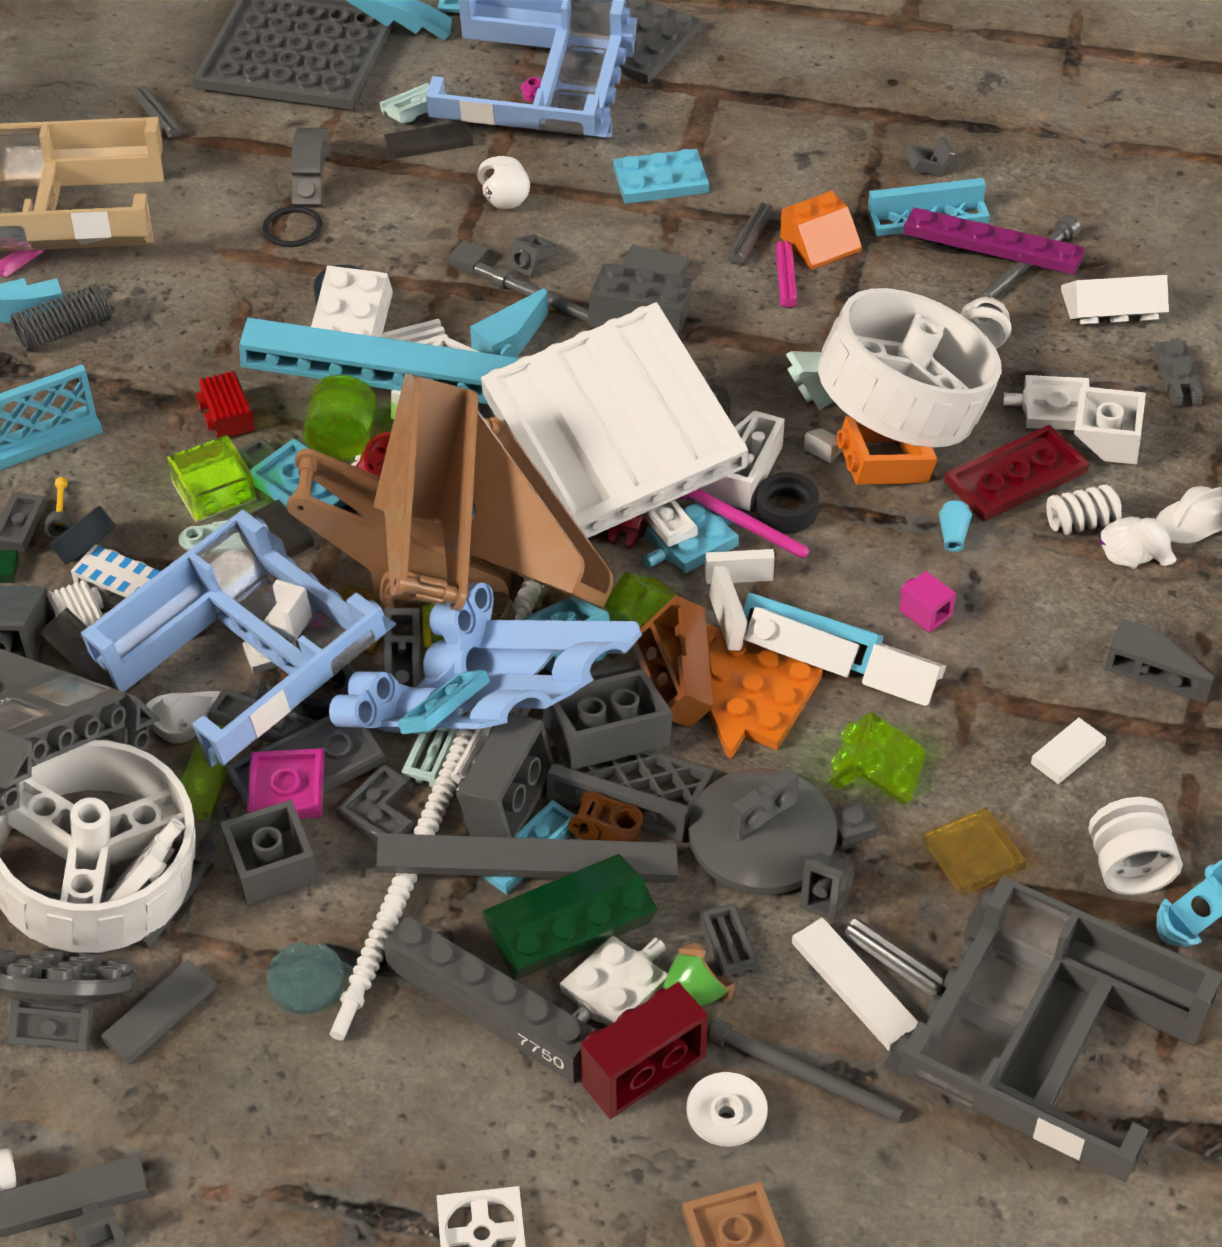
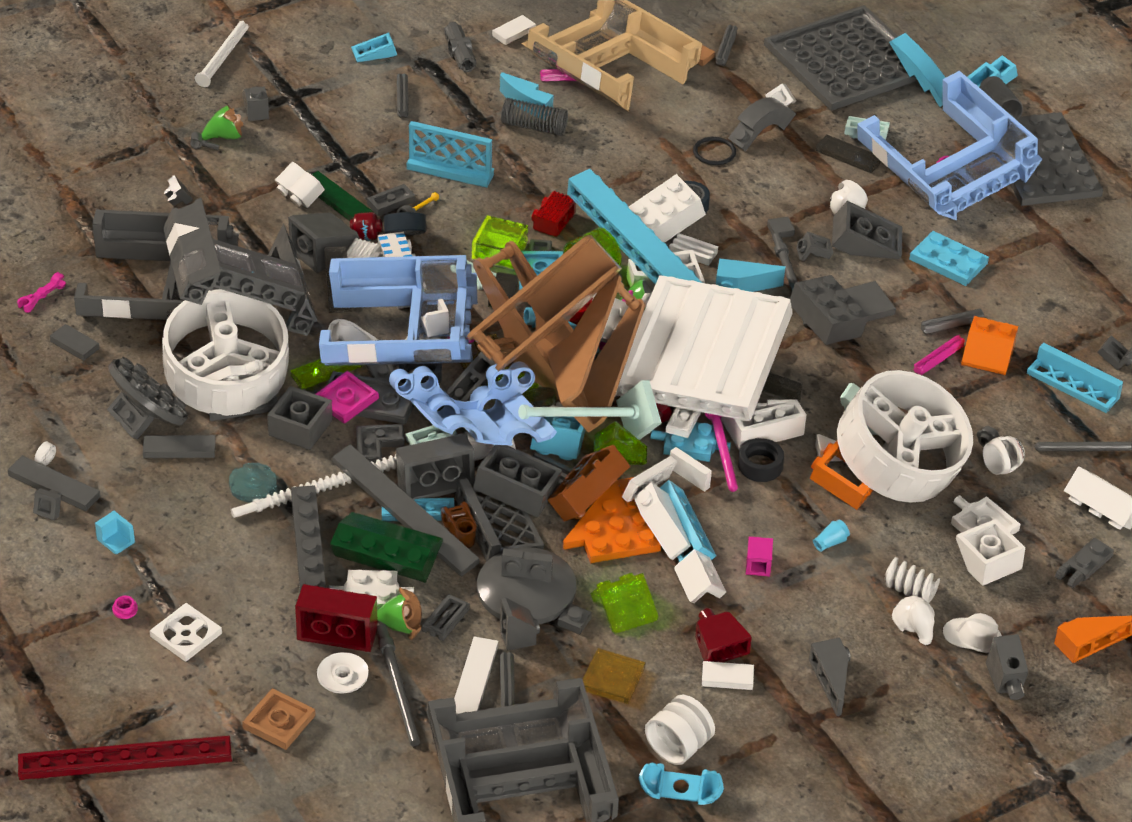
camera: 45 degrees right, 5 degrees down
(33, 569) = (366, 225): none -> dark red head
(233, 1189) = (115, 532): none -> medium azure panel
(286, 124) = (782, 94): none -> white panel
(443, 702) = (441, 406): medium azure tile -> none
(559, 205) = (865, 233): none -> dark grey slope
(626, 544) = (635, 408): none -> light aqua tile
(994, 240) = (1081, 420): magenta plate -> none
(1012, 716) = (721, 637): none -> dark red torso
(1016, 472) = (906, 538): dark red plate -> none

